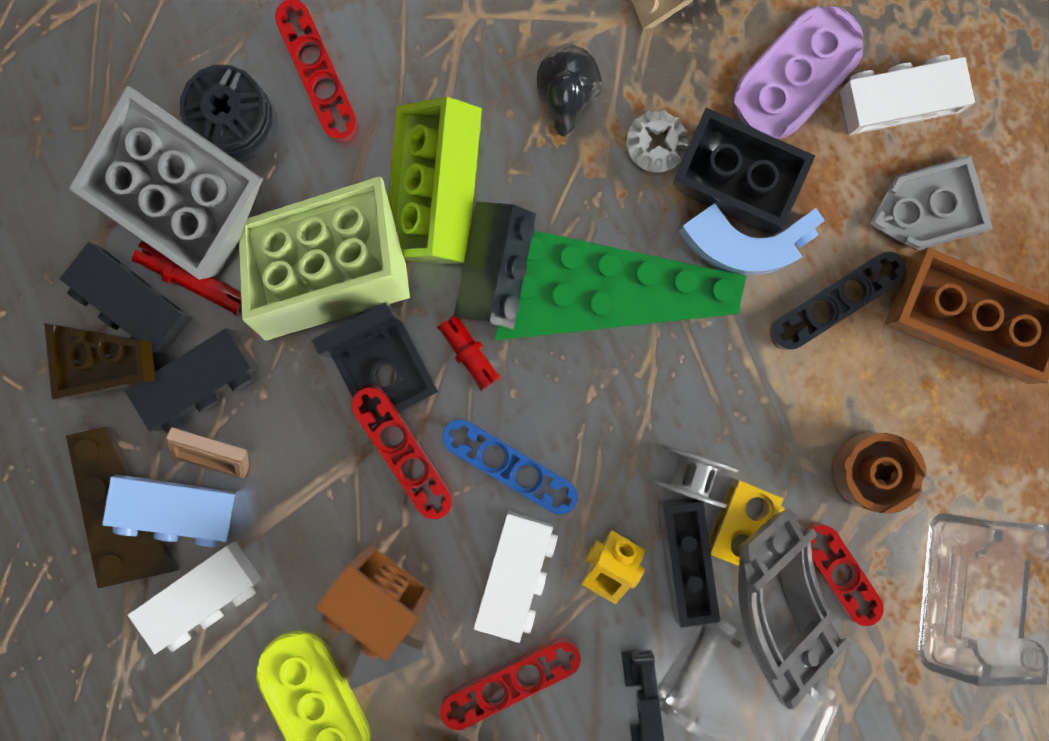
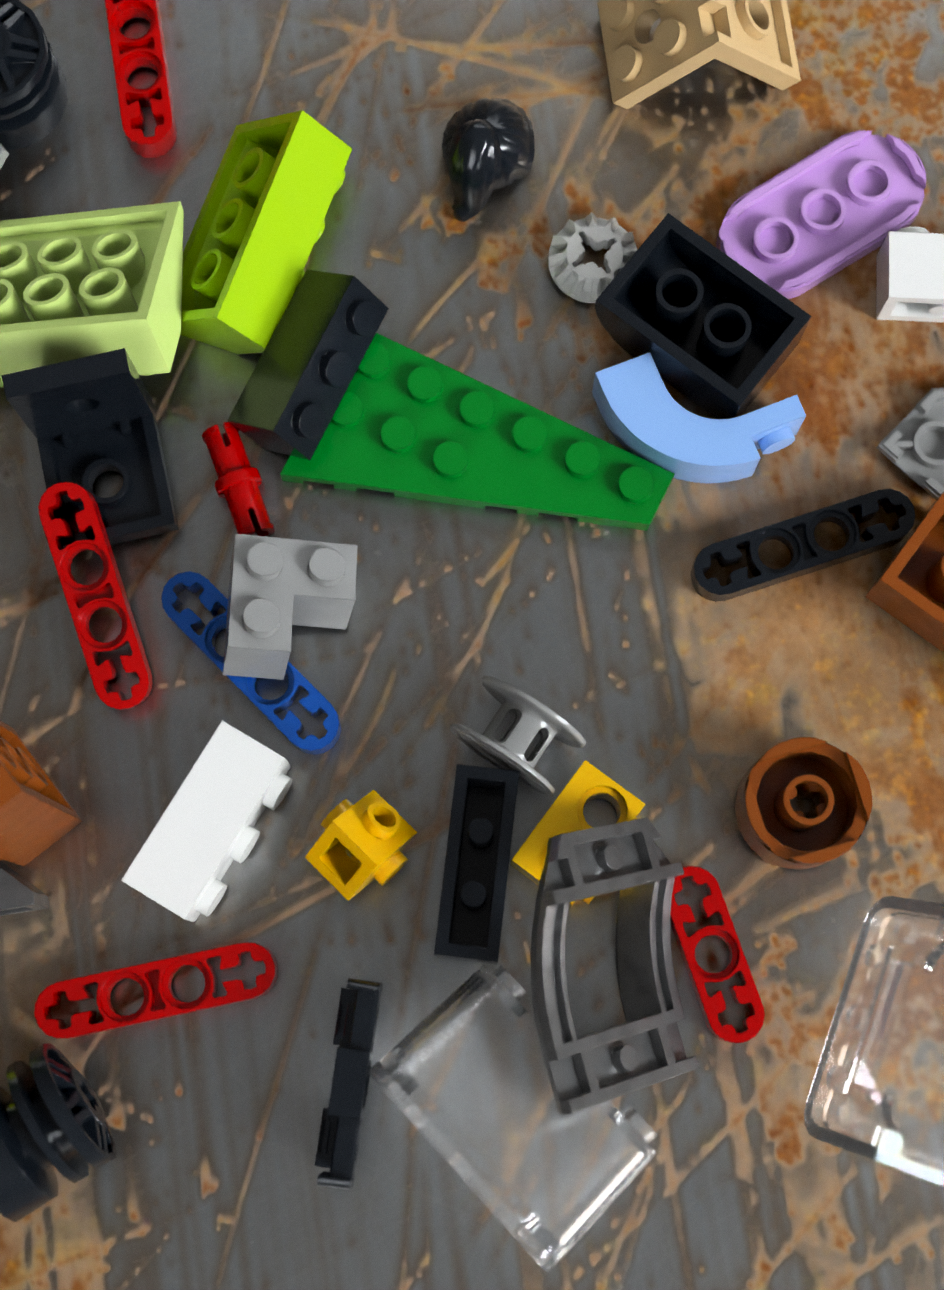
camera: 20 degrees right, 10 degrees down
(515, 420) = (280, 586): none -> light grey brick

